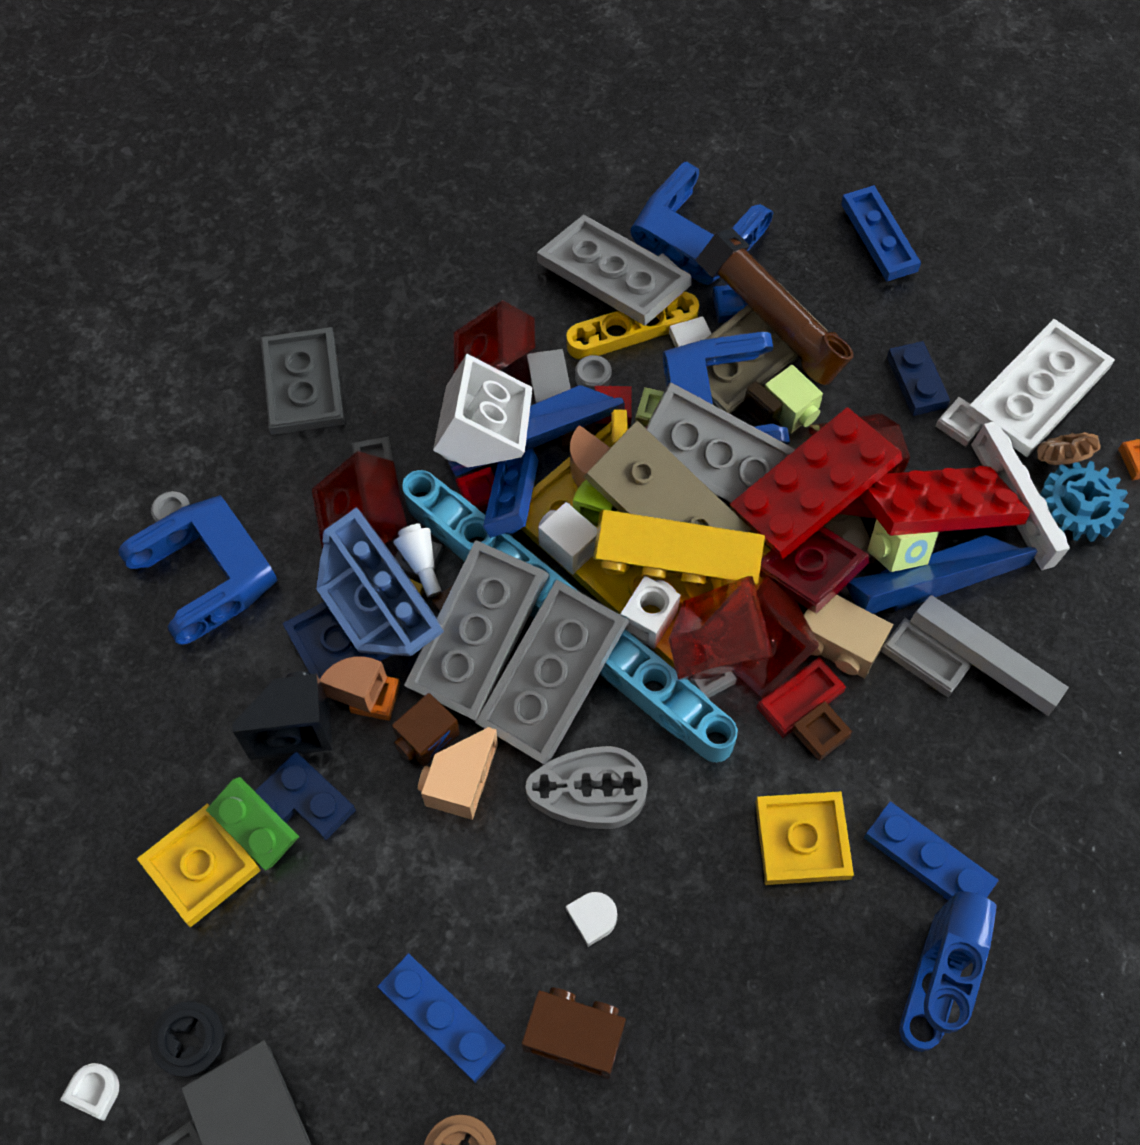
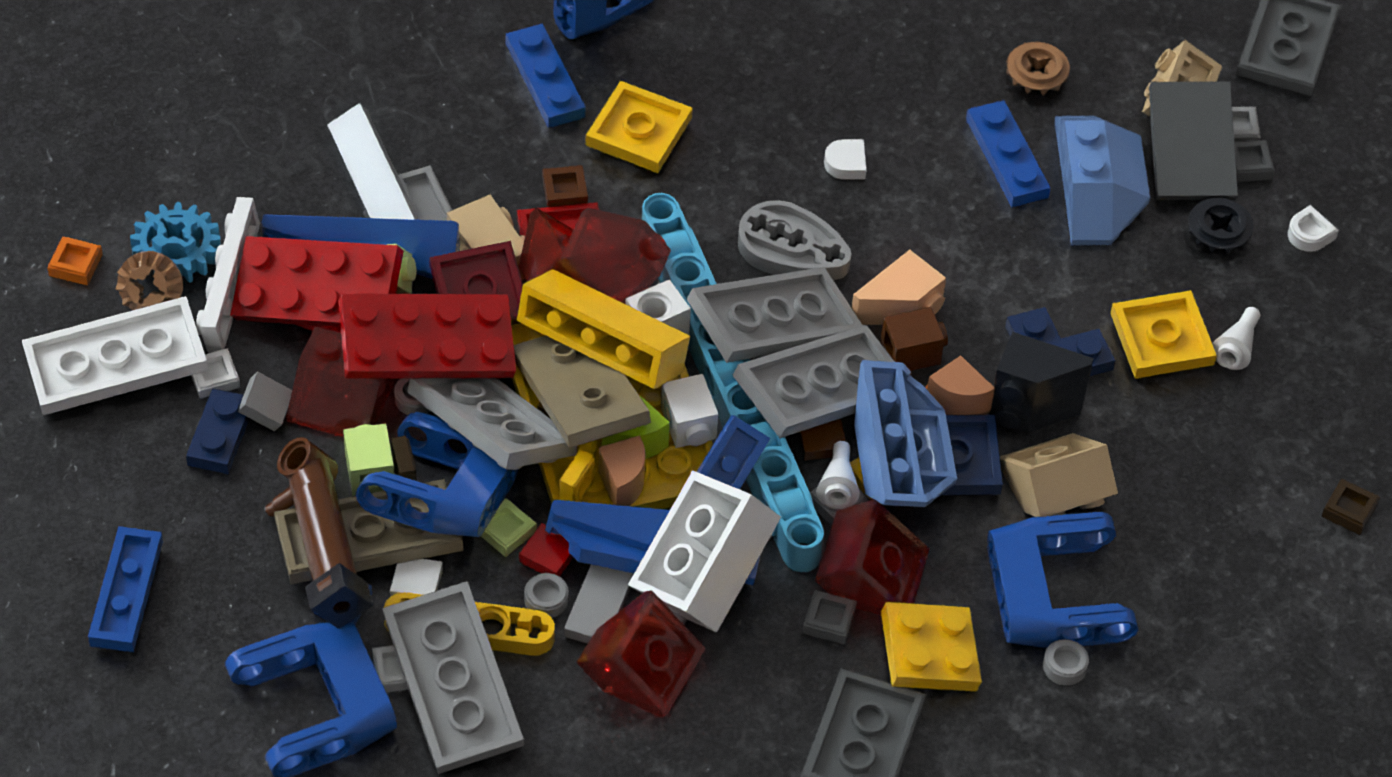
camera: 155 degrees left, 10 degrees down
(124, 892) = (1235, 344): none -> white cone
(239, 658) = (1060, 475): none -> tan slope
(252, 823) = (1103, 331): bright green piece -> none
(280, 464) = (930, 646): none -> yellow plate
(335, 1041) = (1100, 178): none -> medium blue wedge
(574, 1032) = (910, 89): reddish brown brick -> none
(904, 406) = (265, 401): none -> light grey tile

